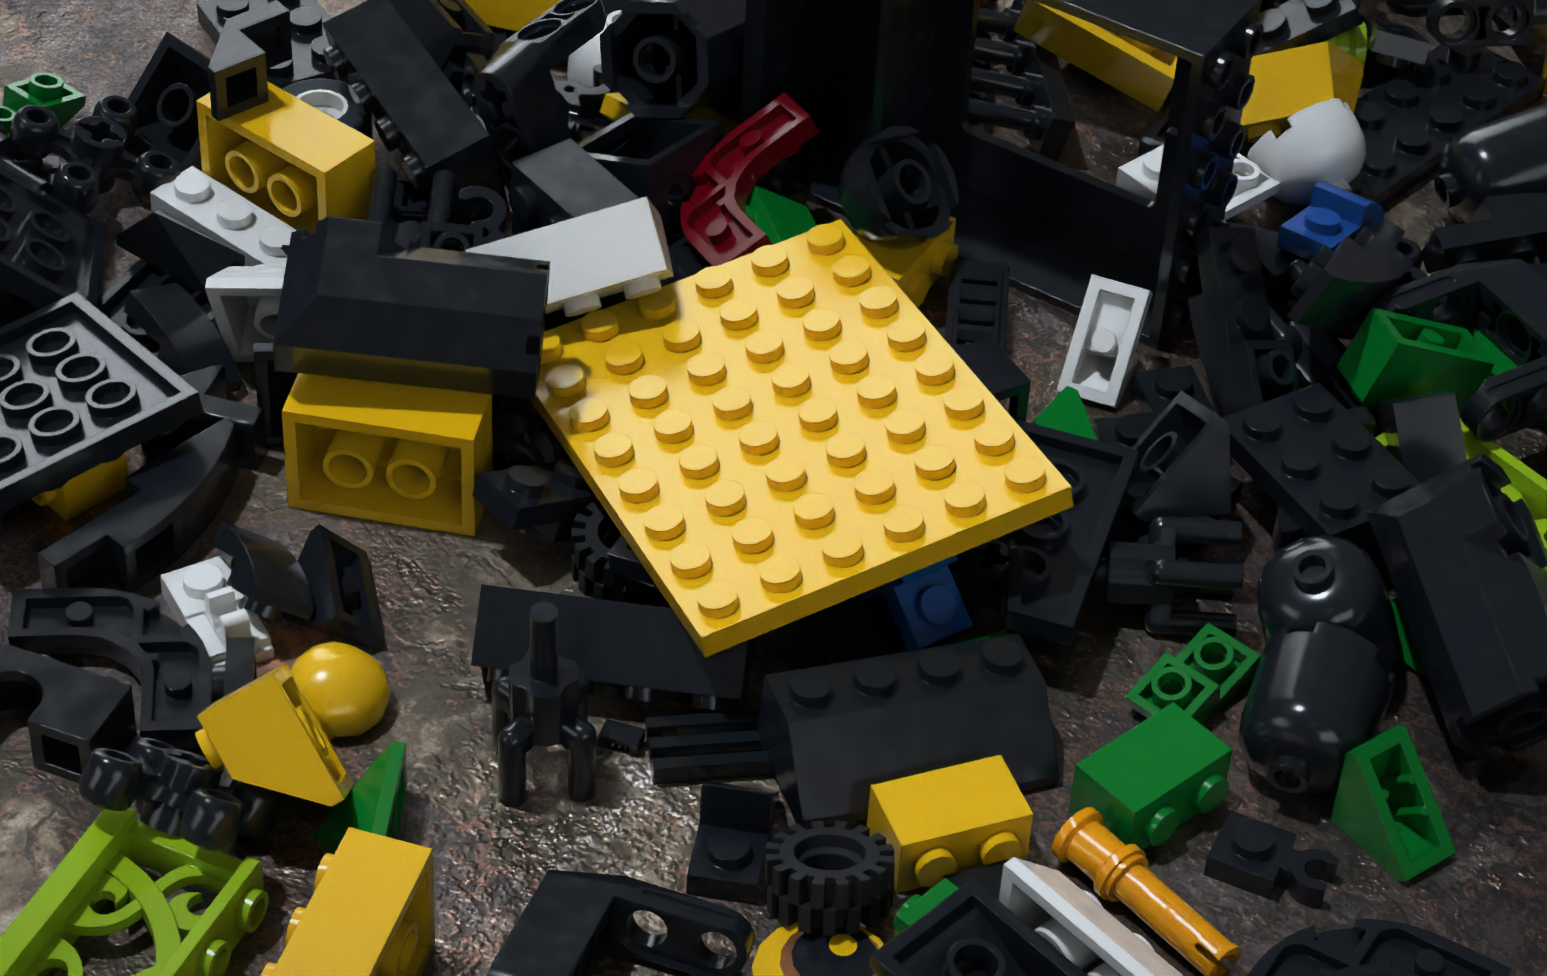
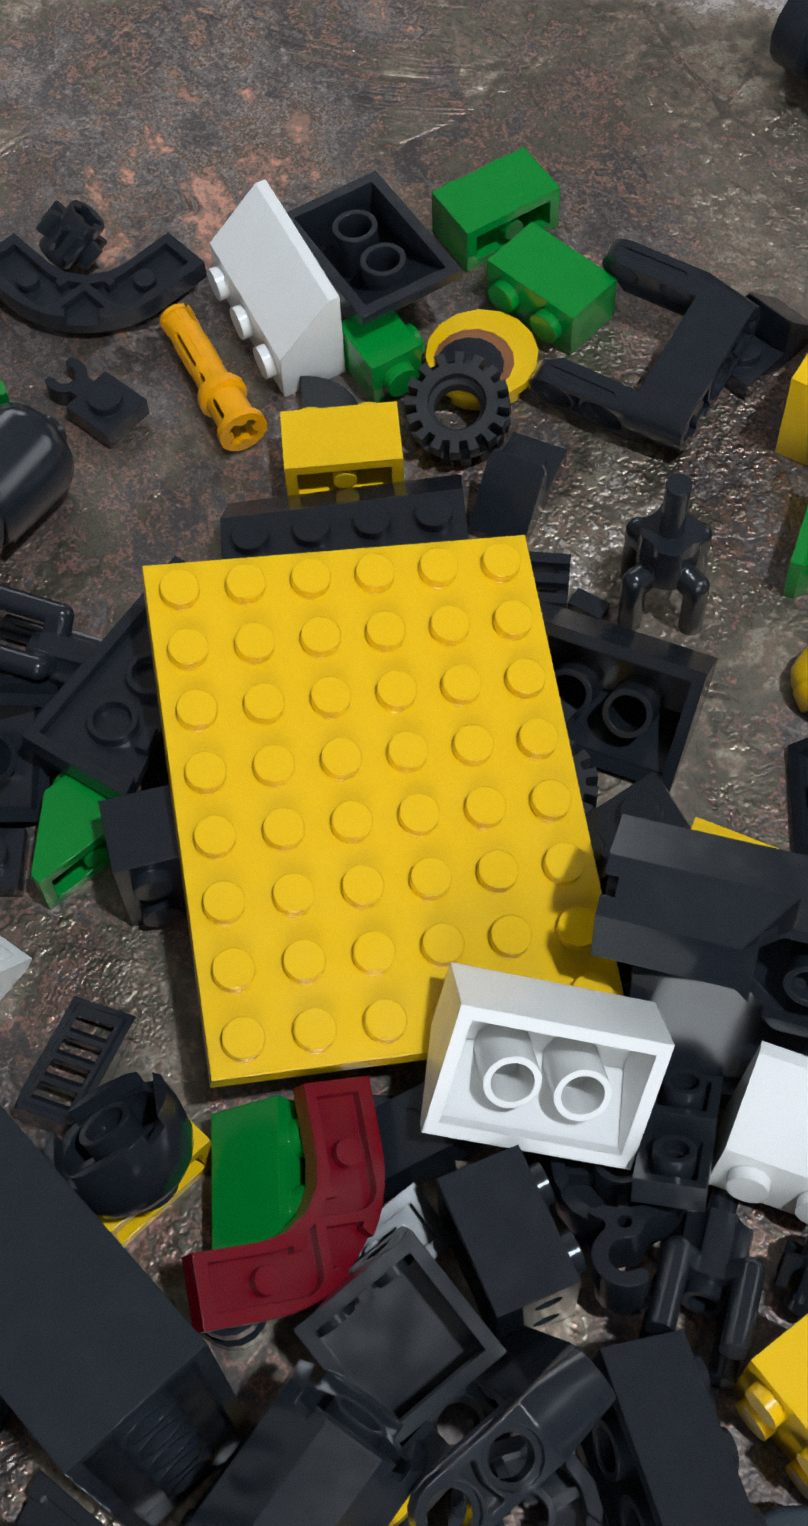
camera: 160 degrees left, 20 degrees up
(1153, 777) = (161, 463): green brick -> none
(1198, 678) = (82, 567): green slope -> none

